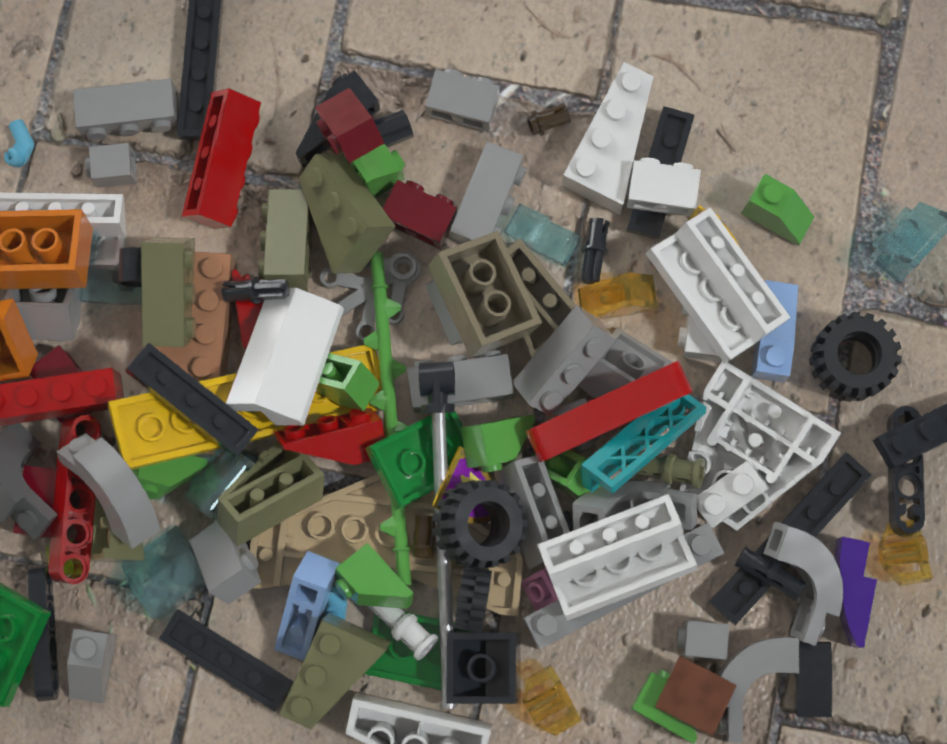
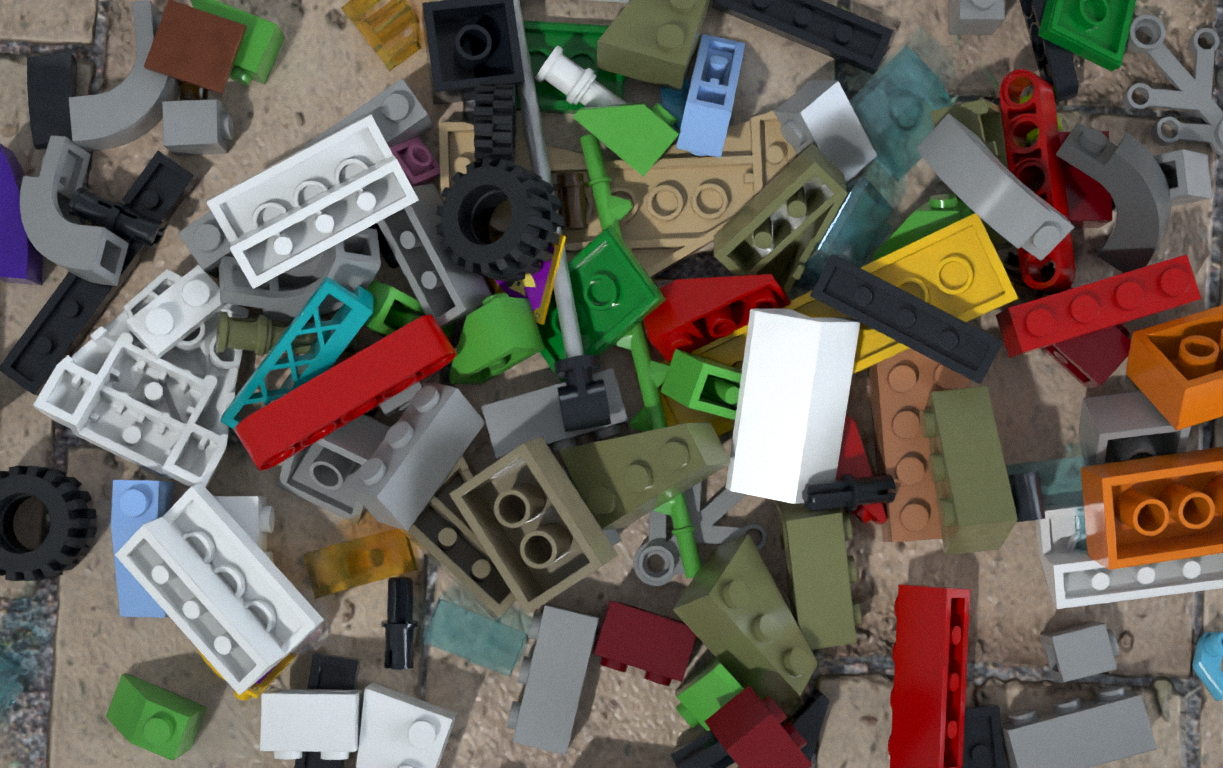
camera: 165 degrees right, 5 degrees up
(403, 328) = (642, 470): none -> olive wedge

